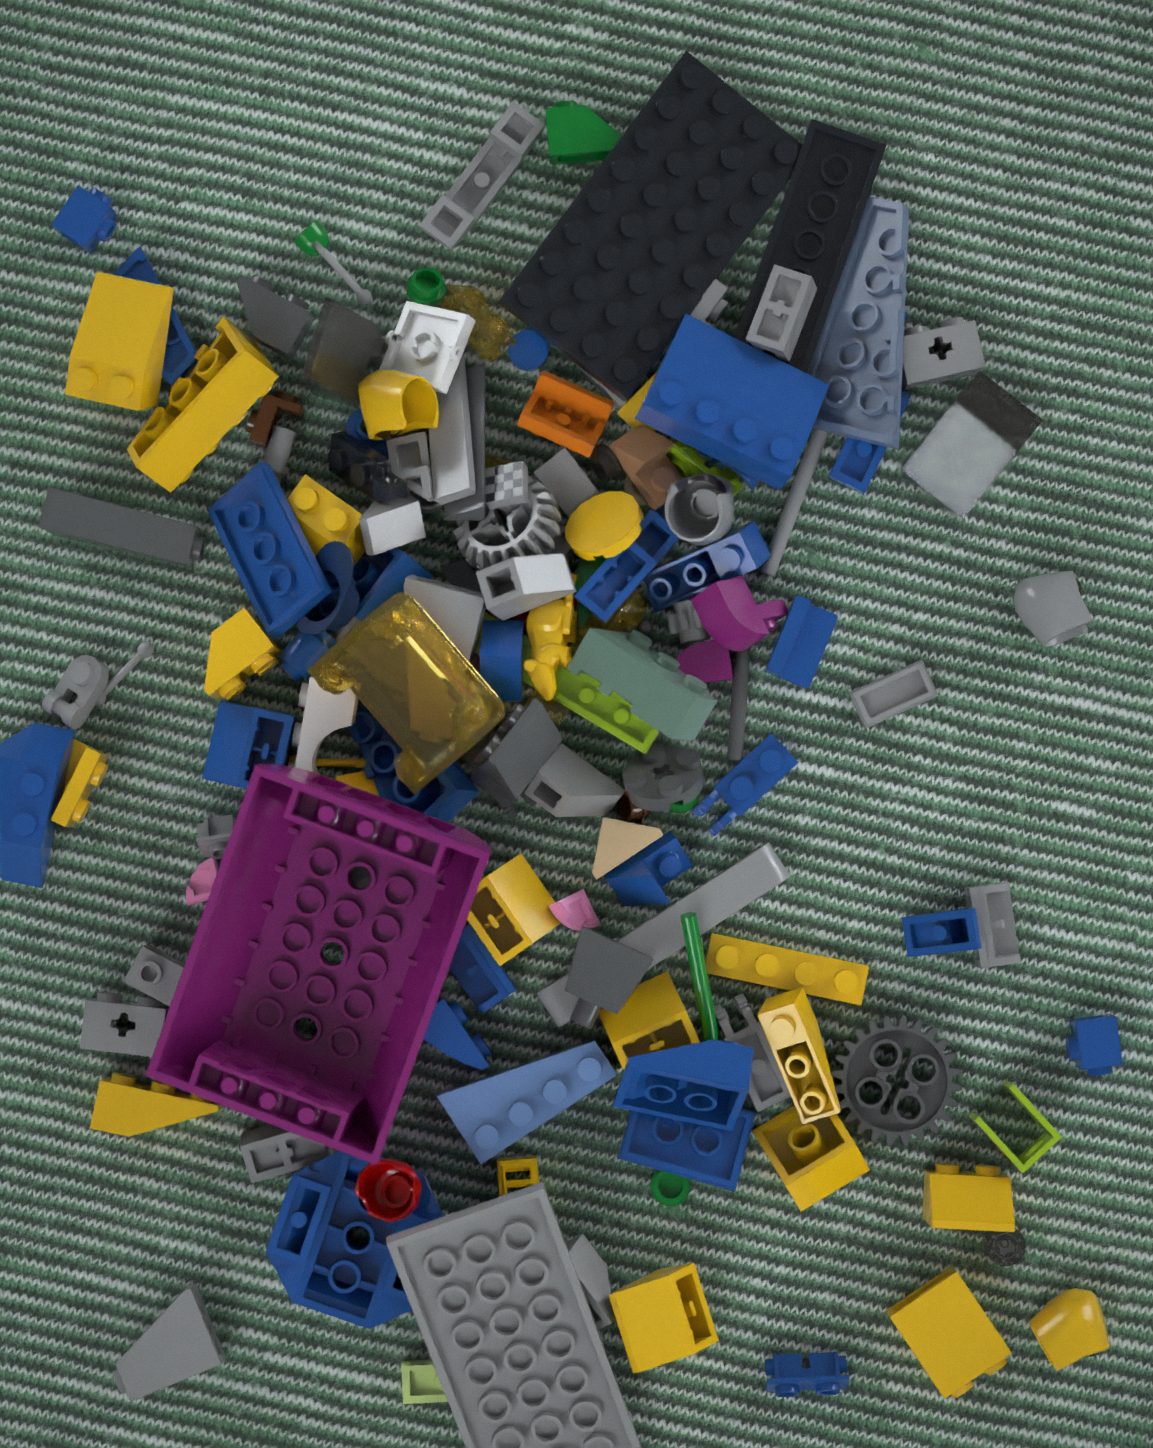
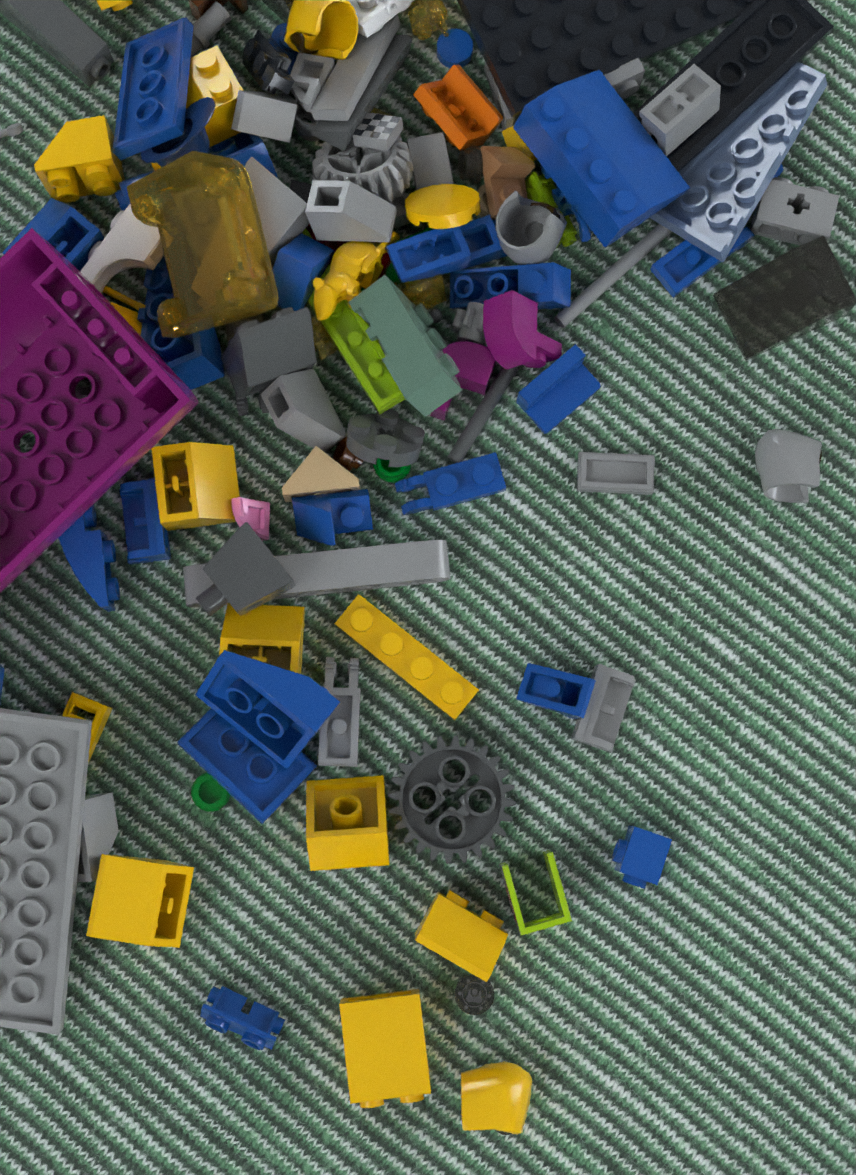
camera: 20 degrees right, 5 degrees down
(517, 1100) = (116, 649): medium blue wedge -> none
(699, 976) = (328, 620): green bar -> none
(800, 1053) = (380, 733): yellow slope -> none

